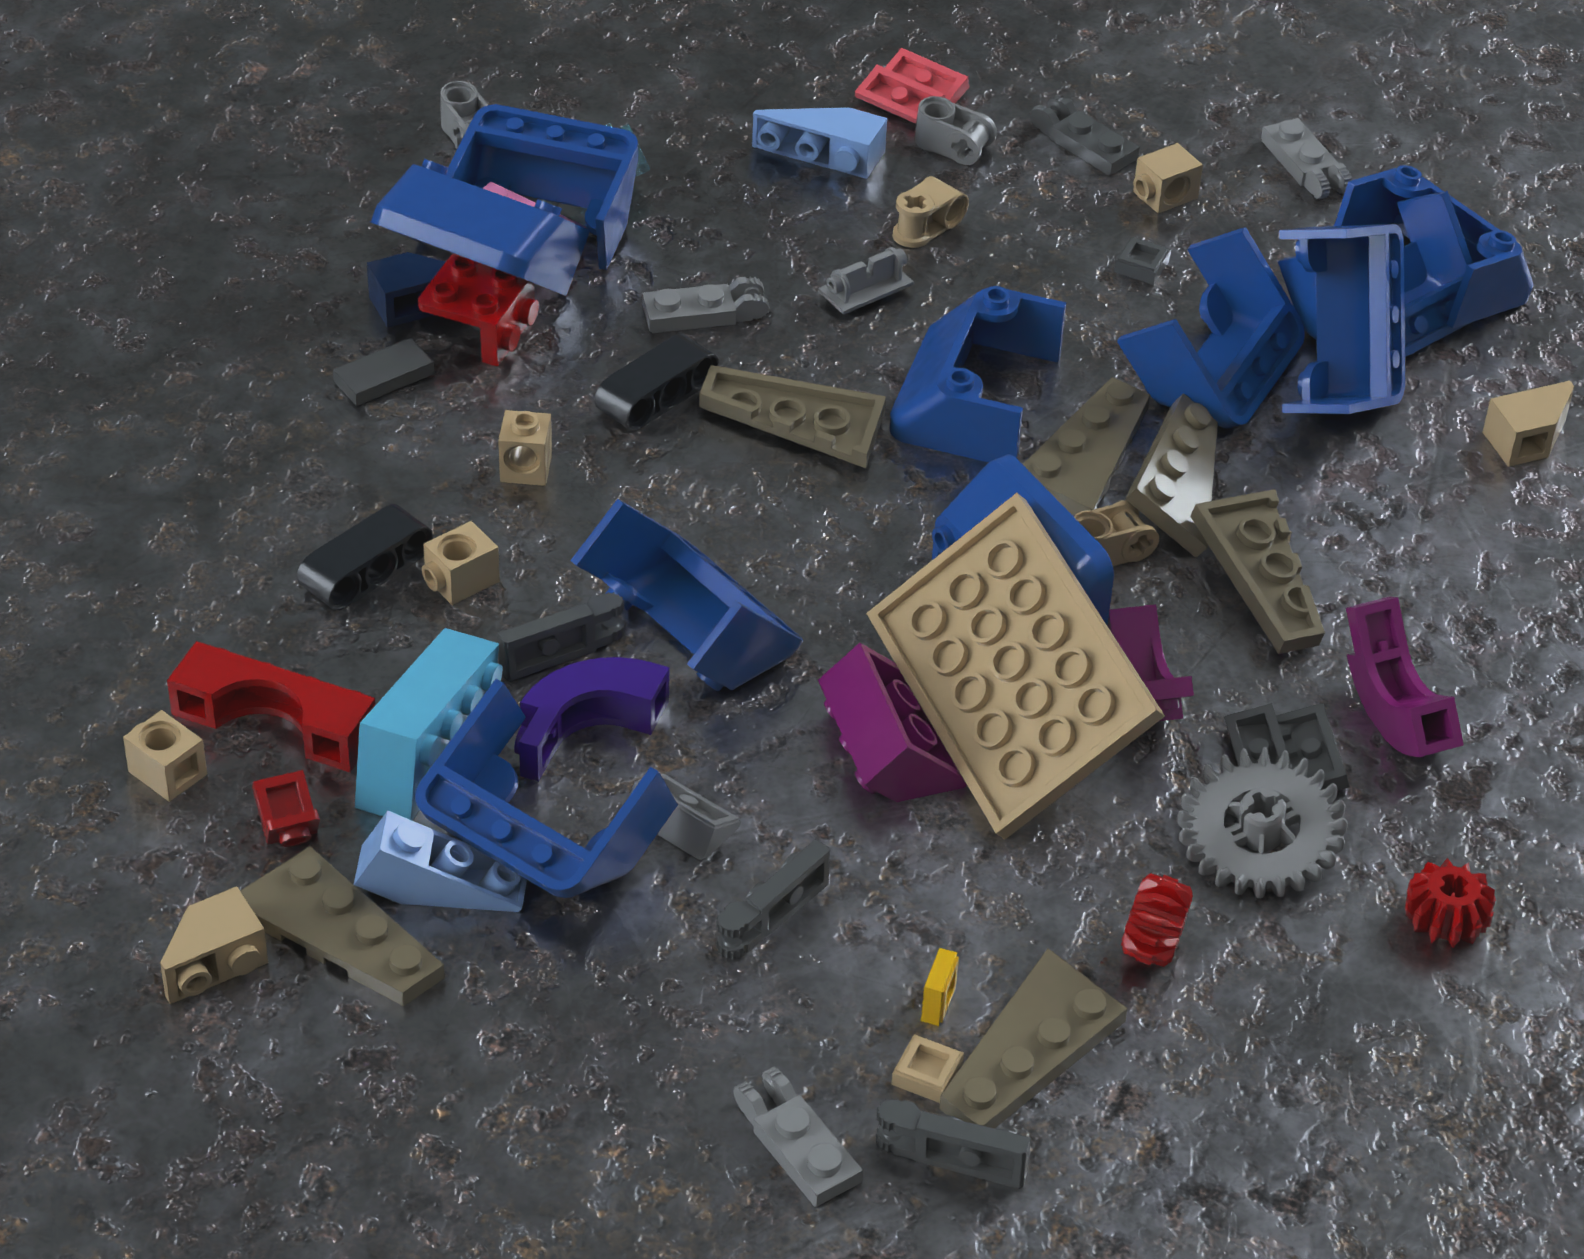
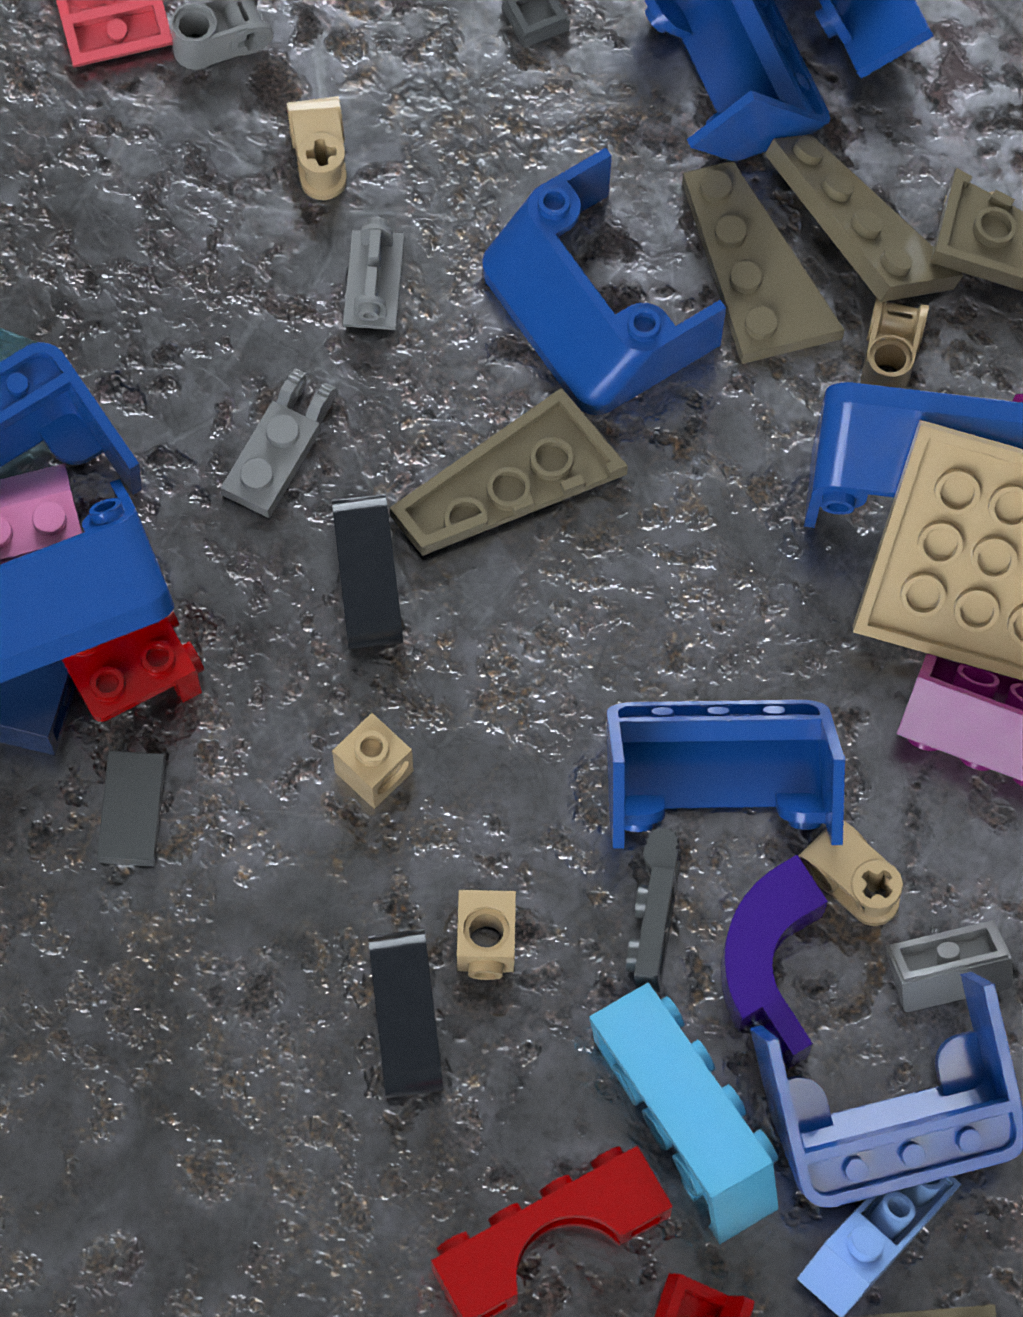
camera: 50 degrees left, 25 degrees up
(693, 722) = (849, 870): none -> tan piece
(825, 137) = (135, 143): light blue slope -> none

